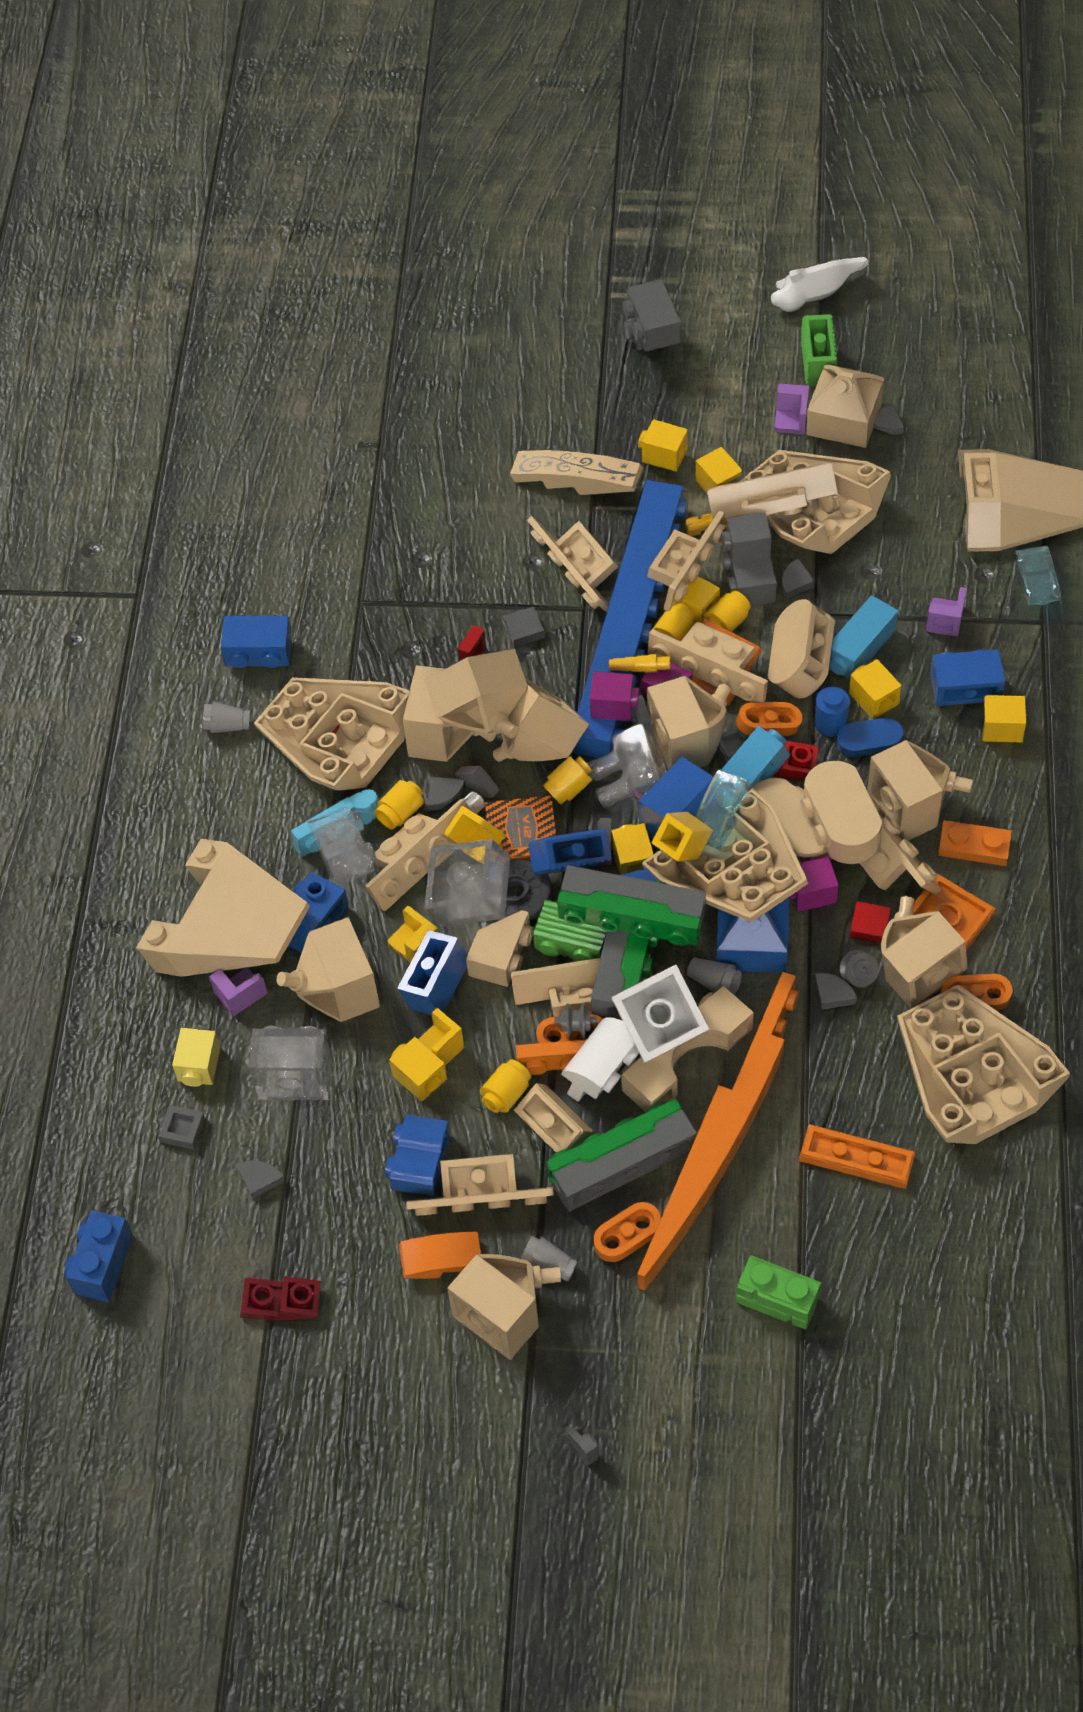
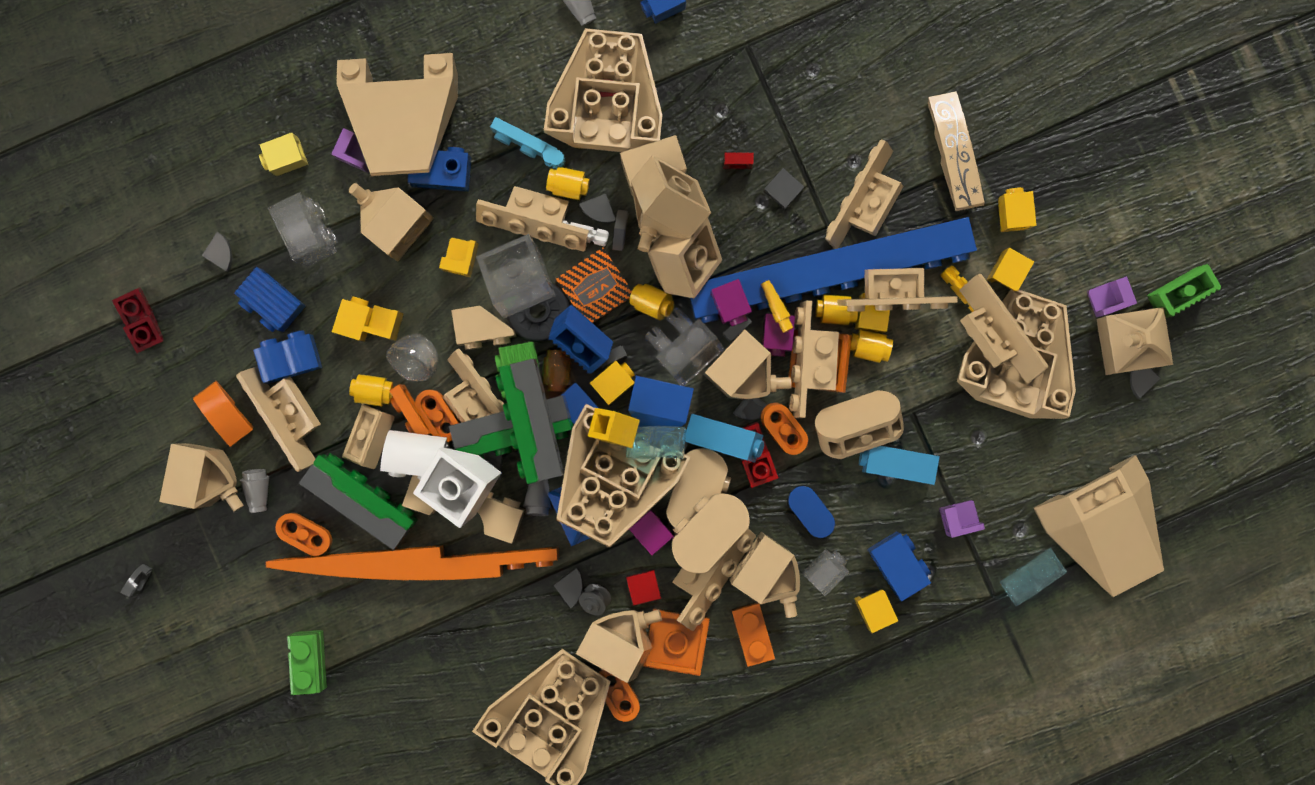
camera: 60 degrees right, 30 degrees up
(99, 1256) = (99, 178): blue brick -> none
(181, 1127) = (230, 175): dark grey tile -> none
(342, 845) = (500, 164): clear brick -> none
(344, 1144) = (269, 300): none -> blue brick
(434, 973) = (430, 291): blue brick -> none
(470, 827) = (567, 258): yellow panel -> none
(496, 1024) = (413, 357): none -> clear hat
(575, 1020) = (438, 418): dark grey wheel -> none
(651, 316) = (1143, 134): dark grey brick -> none
(748, 558) = (932, 339): dark grey brick -> none
(796, 579) = (937, 382): dark grey tile -> none
(814, 282) = (1263, 249): white animal -> none
(831, 711) = (815, 474): blue brick -> none
(857, 1156) = (445, 665): orange tile -> none
(874, 689) = (855, 495): yellow brick -> none
(942, 741) = (826, 571): none -> clear brick

